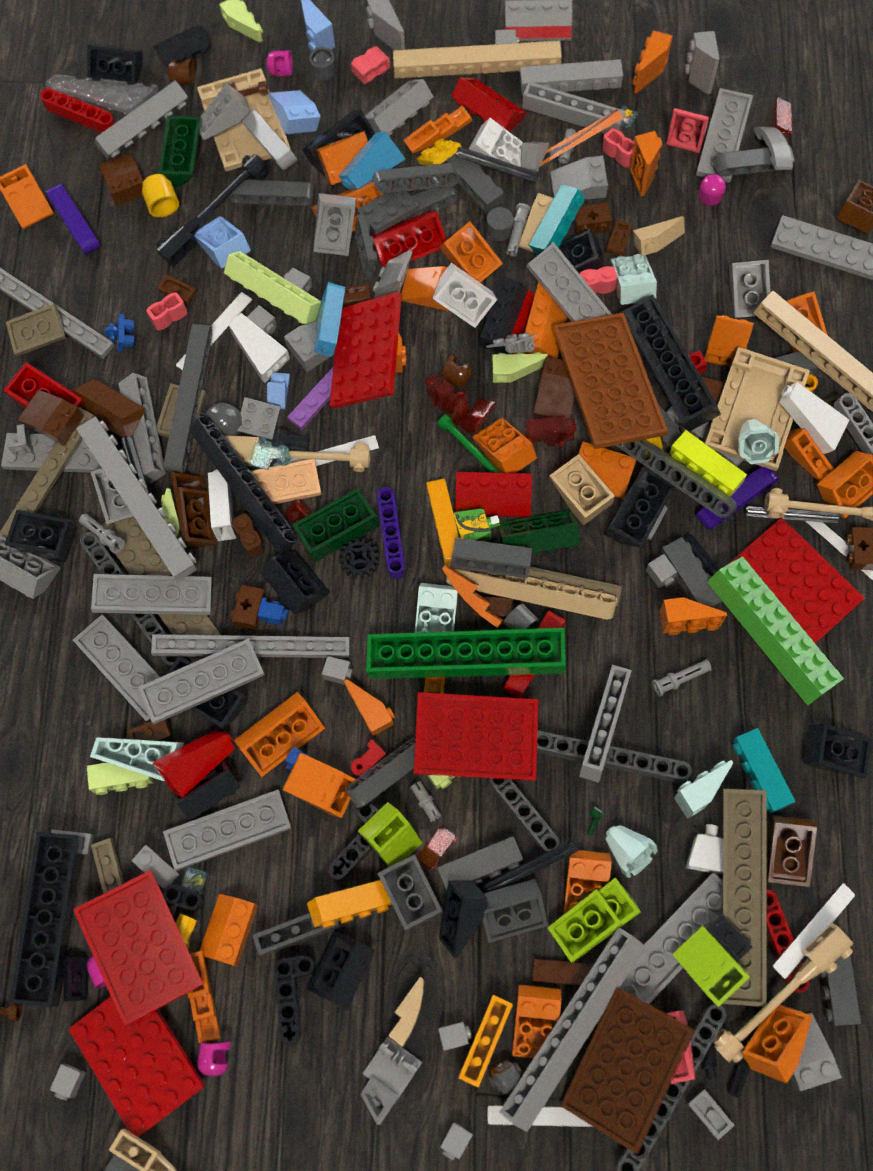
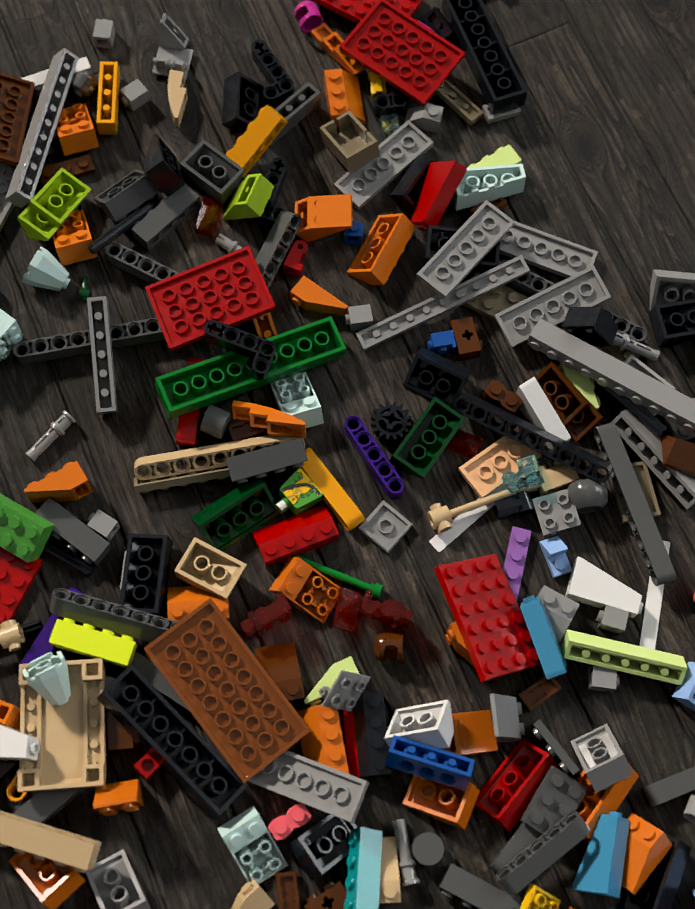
camera: 145 degrees right, 0 degrees up
(132, 551) = (591, 325): none -> black container
(251, 862) = (353, 144): none -> dark tan piece
(410, 472) = (385, 527): none -> light grey tile
(470, 264) = (430, 762): none -> blue brick
(472, 665) = (237, 345): none -> black beam

